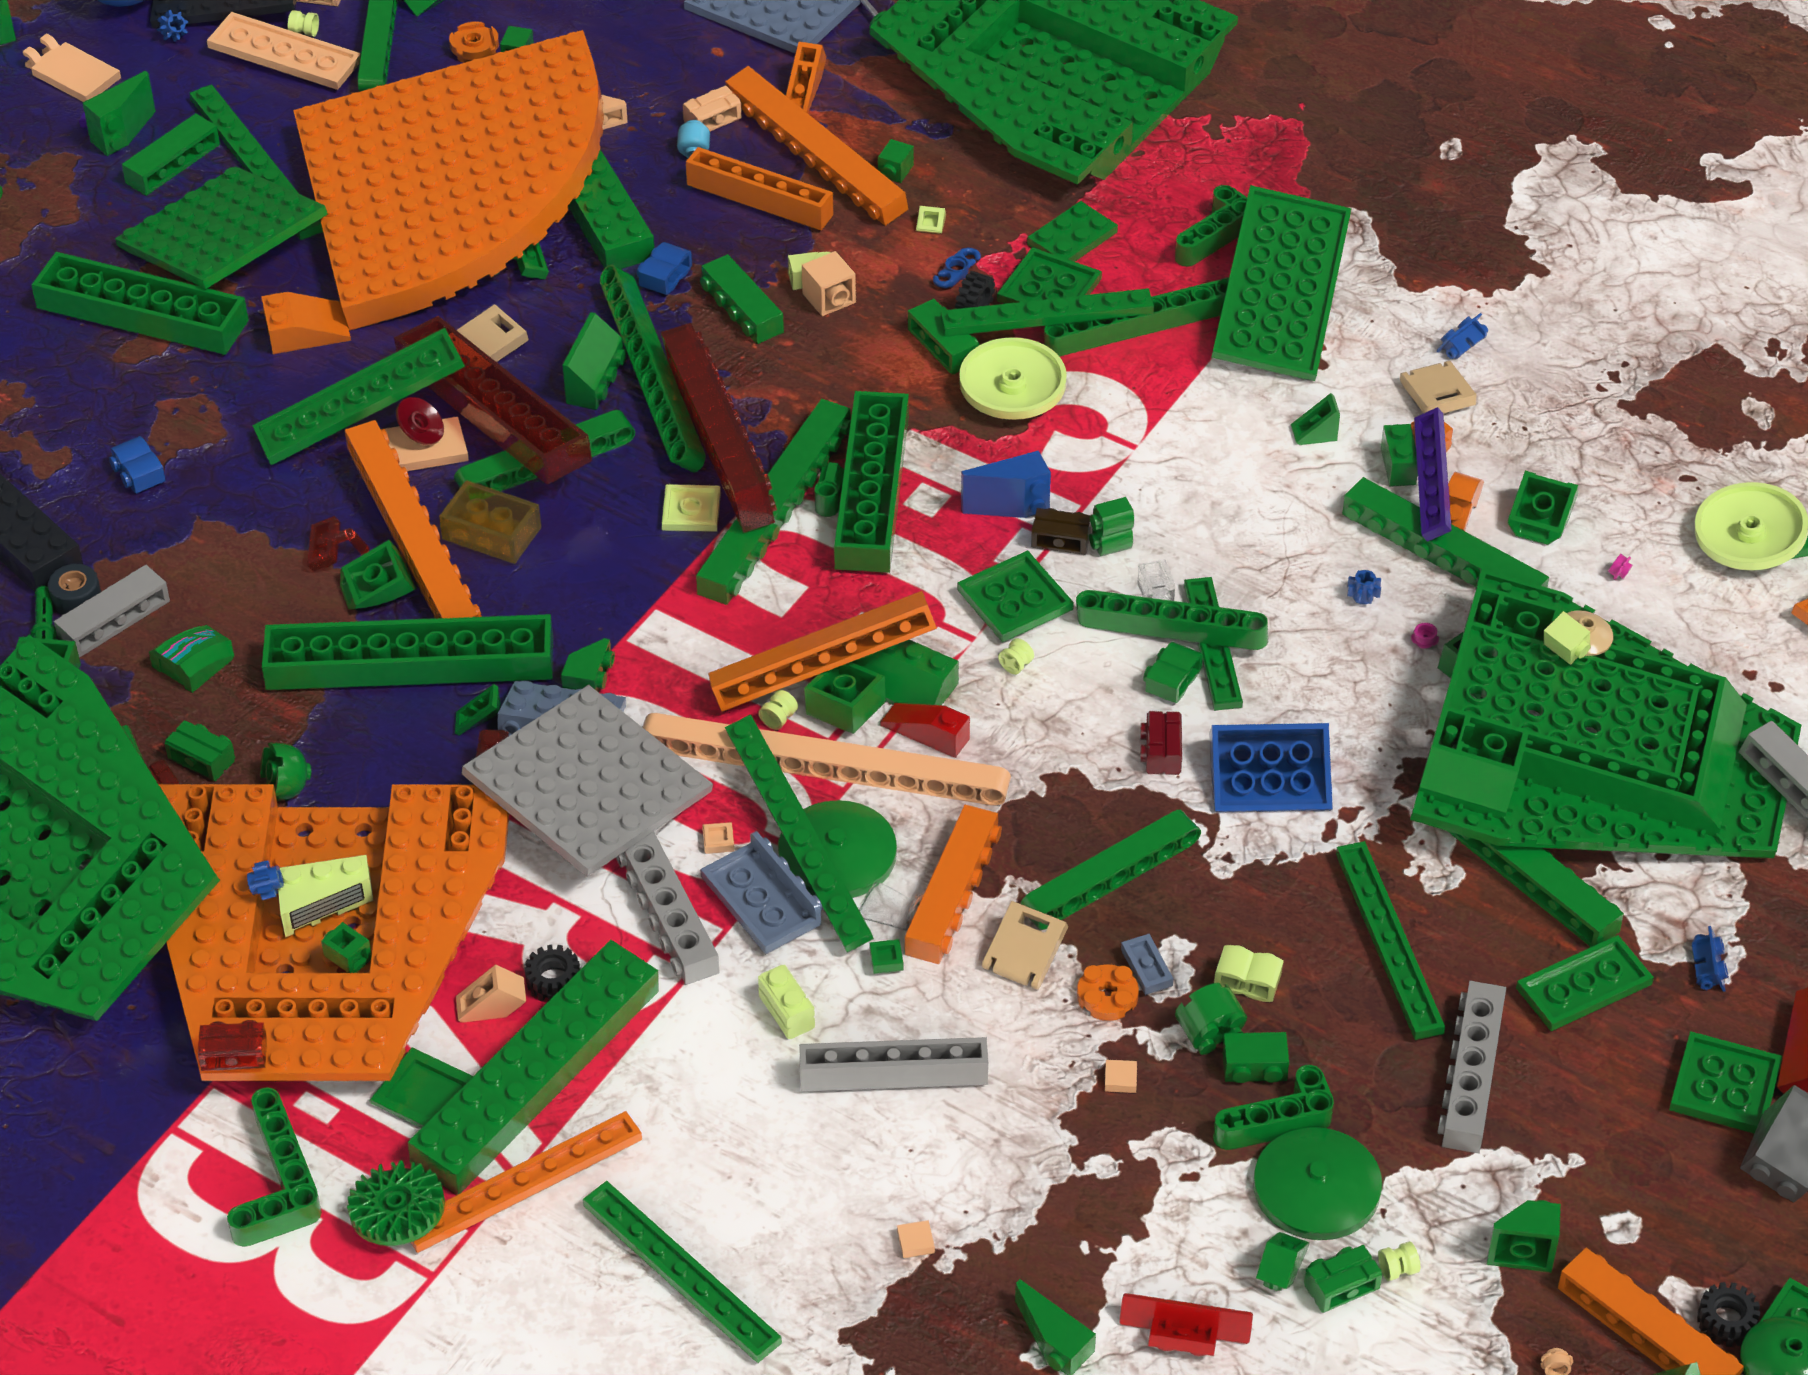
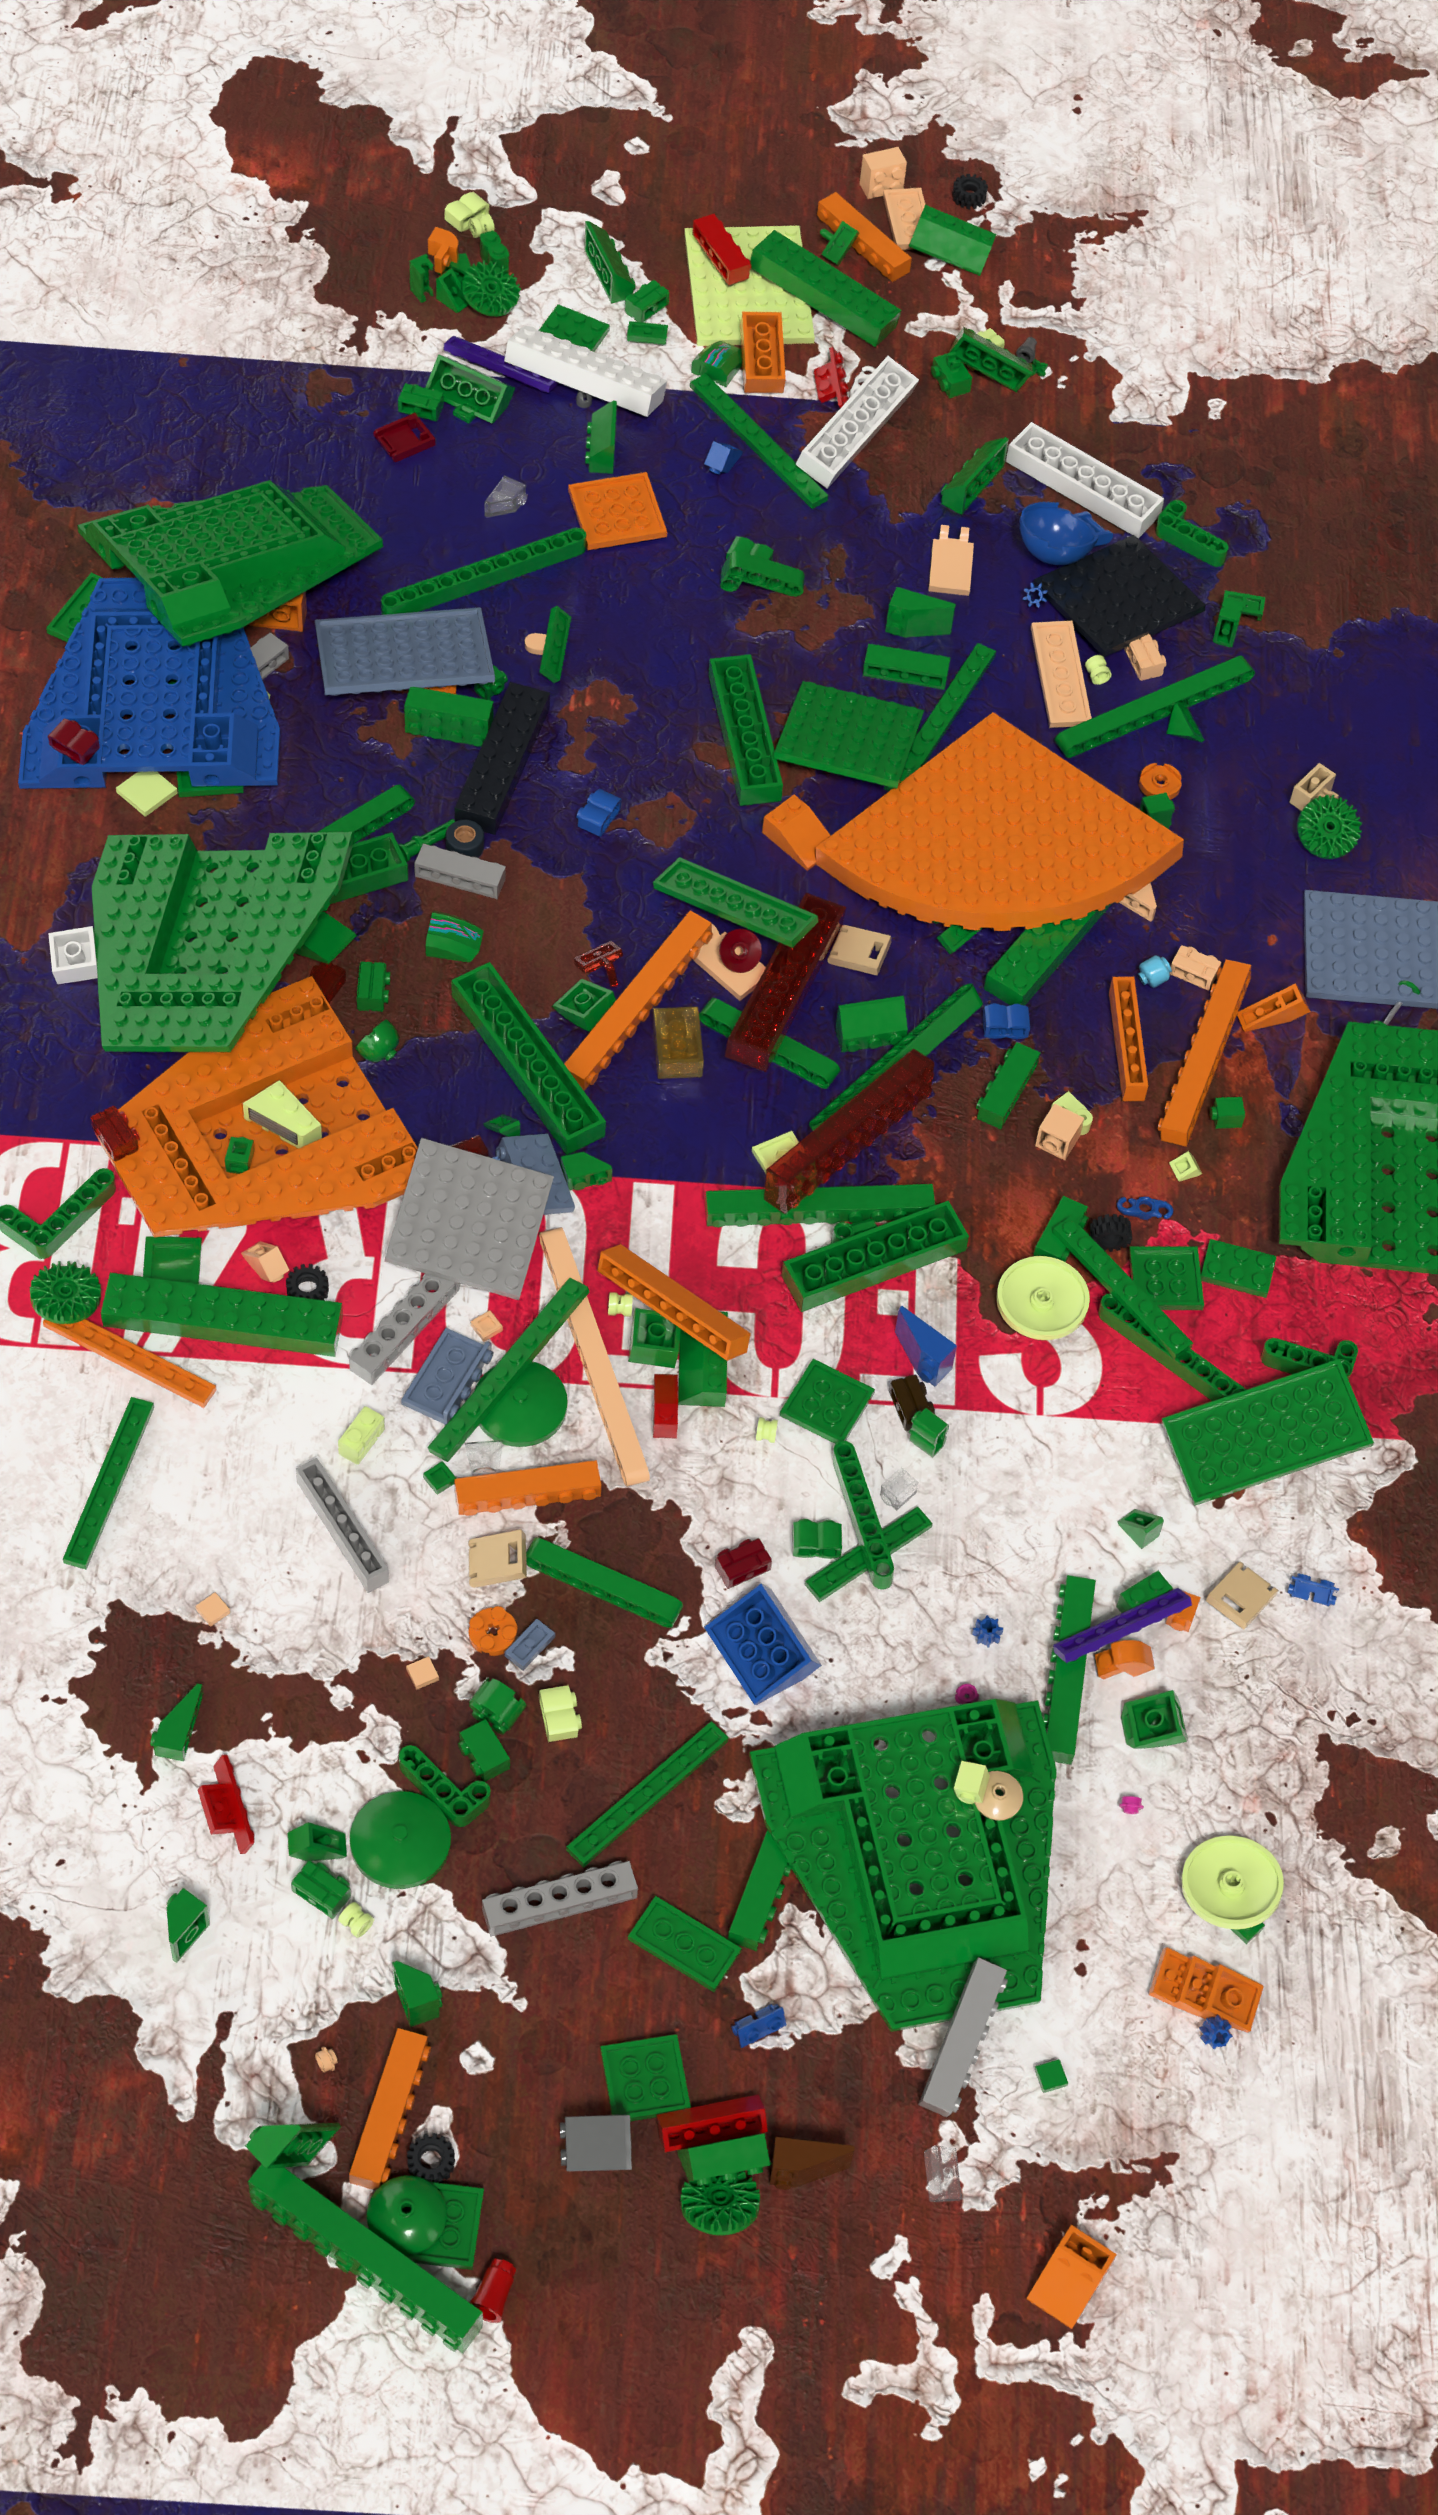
camera: 55 degrees right, 10 degrees up
(265, 880) = (259, 1078): blue gear -> none

